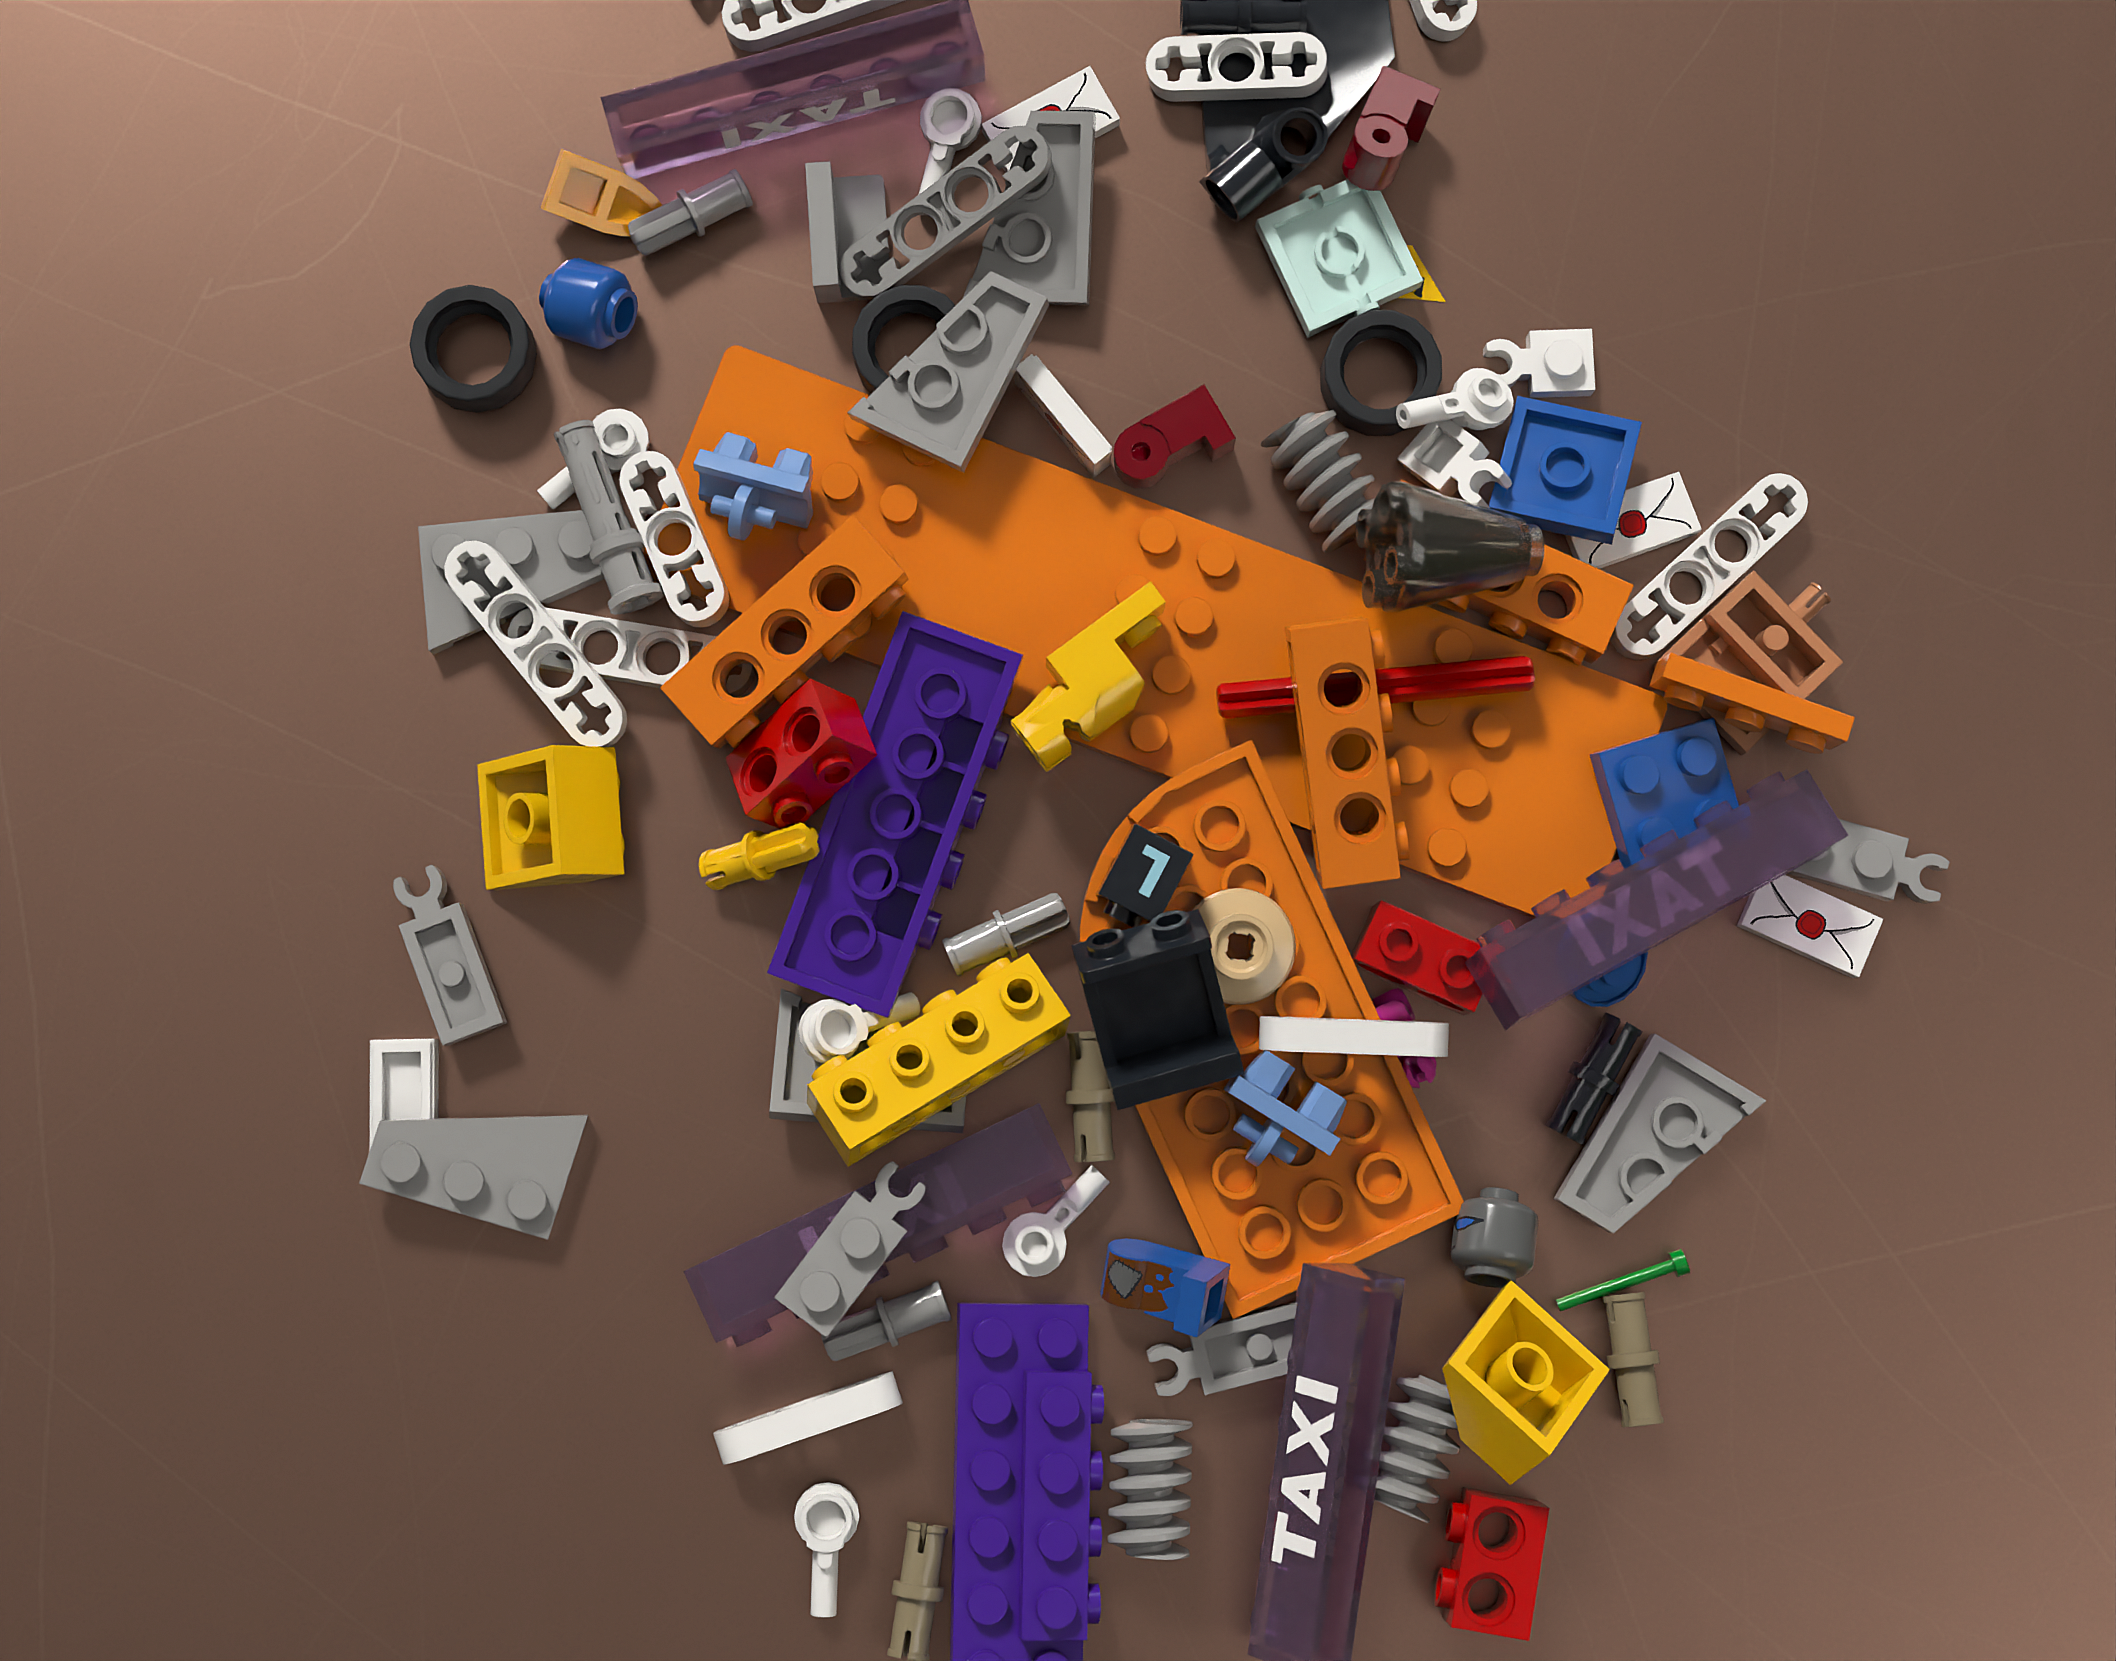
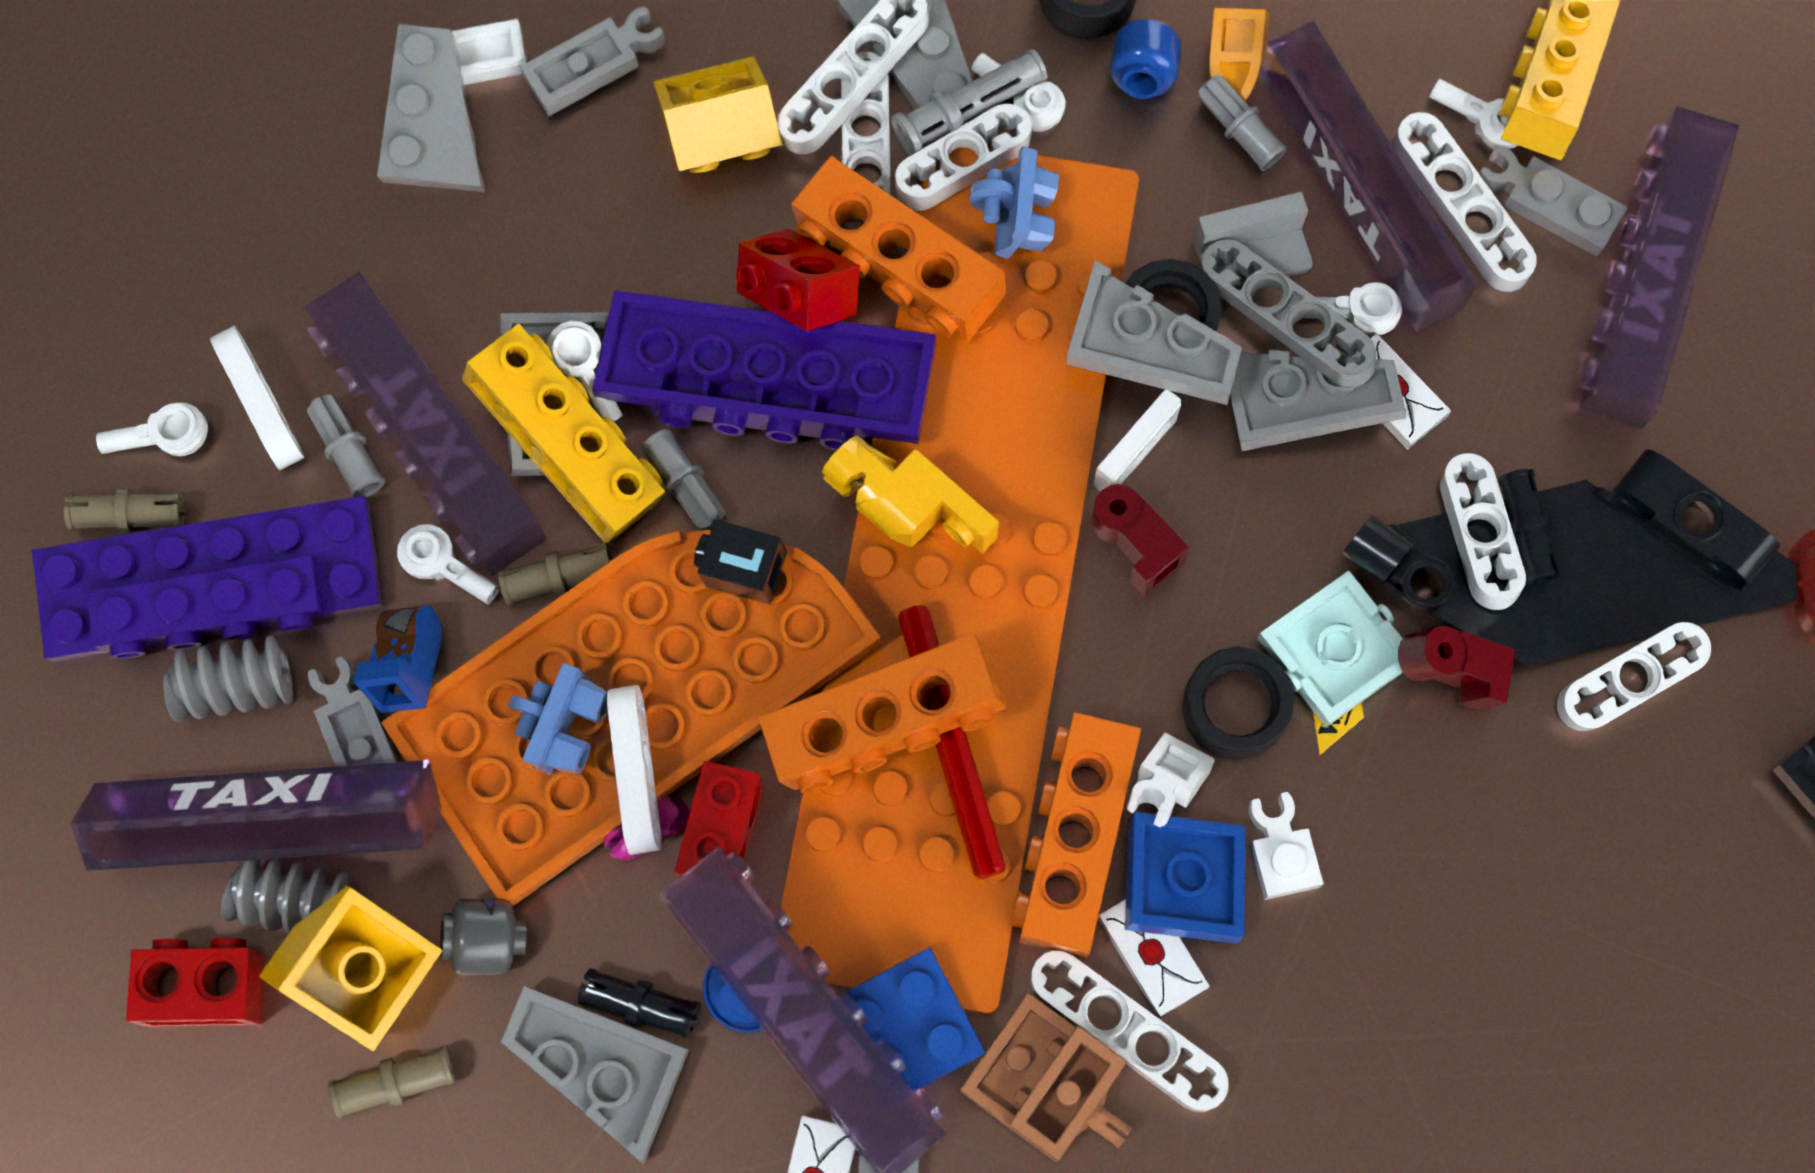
camera: 85 degrees right, 10 degrees down
(759, 855) = (711, 268): yellow axle -> none
(847, 1255) = (389, 391): light grey plate -> none
(1157, 1008) = (627, 591): black panel -> none
(1271, 945) = (699, 687): tan piece -> none
(1324, 475) = (1130, 668): light grey piece -> none
(1439, 548) = (1080, 764): clear smoke cone -> none
(1476, 402) = (1230, 788): white plate -> none
(1677, 1263) = (484, 1111): green piece -> none
(1750, 704) = (998, 1077): orange plate -> none

